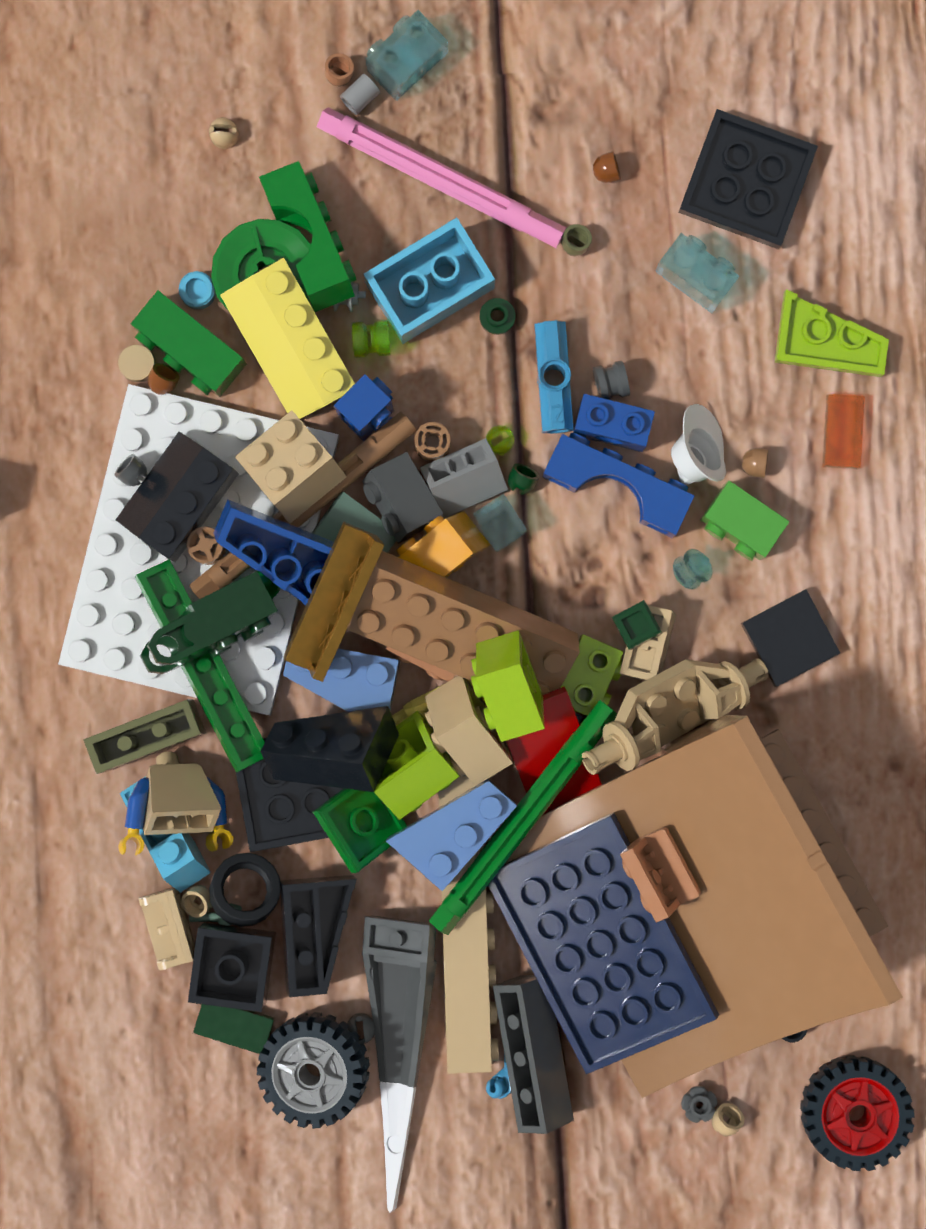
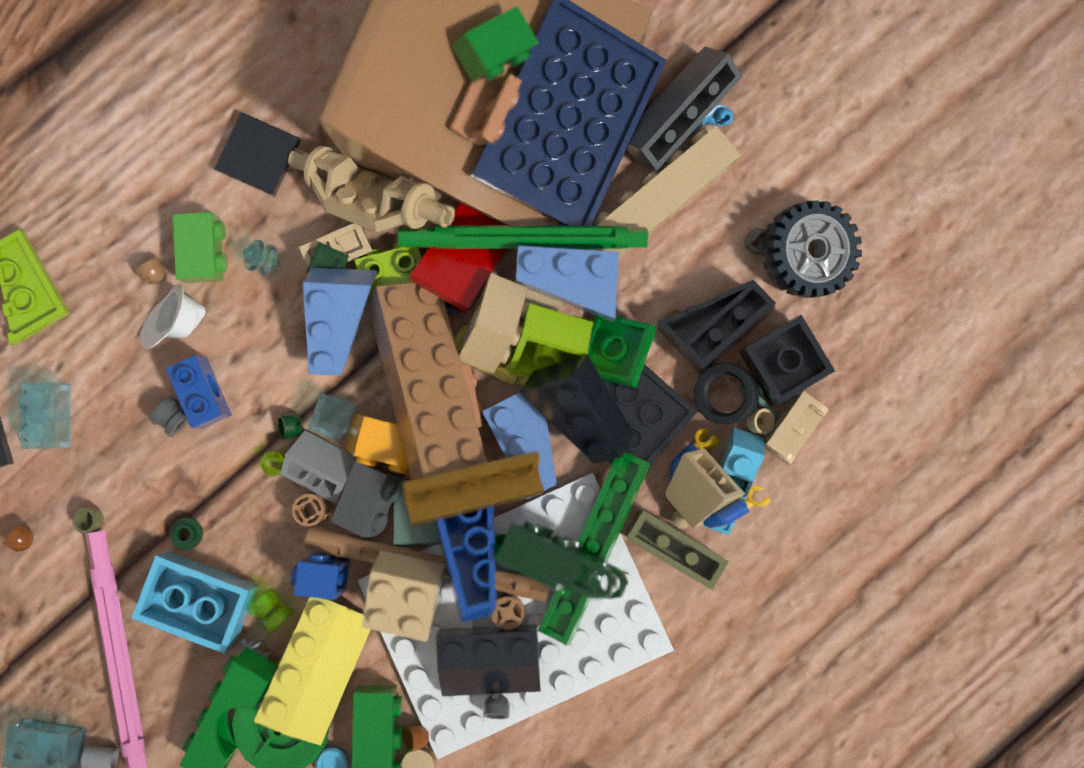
camera: 125 degrees left, 0 degrees up
(234, 1027) = (825, 326): dark green tile -> none
(400, 987) = (707, 235): dark grey plate -> none
(508, 686) = (438, 316): lime brick -> none
(553, 354) = (185, 473): dark azure piece -> none
(585, 596) = (332, 315): none -> medium blue wedge
(660, 502) = (231, 316): blue arch -> none
(706, 924) = (495, 44): none -> green brick
(843, 431) = (83, 228): clear orange tile -> none

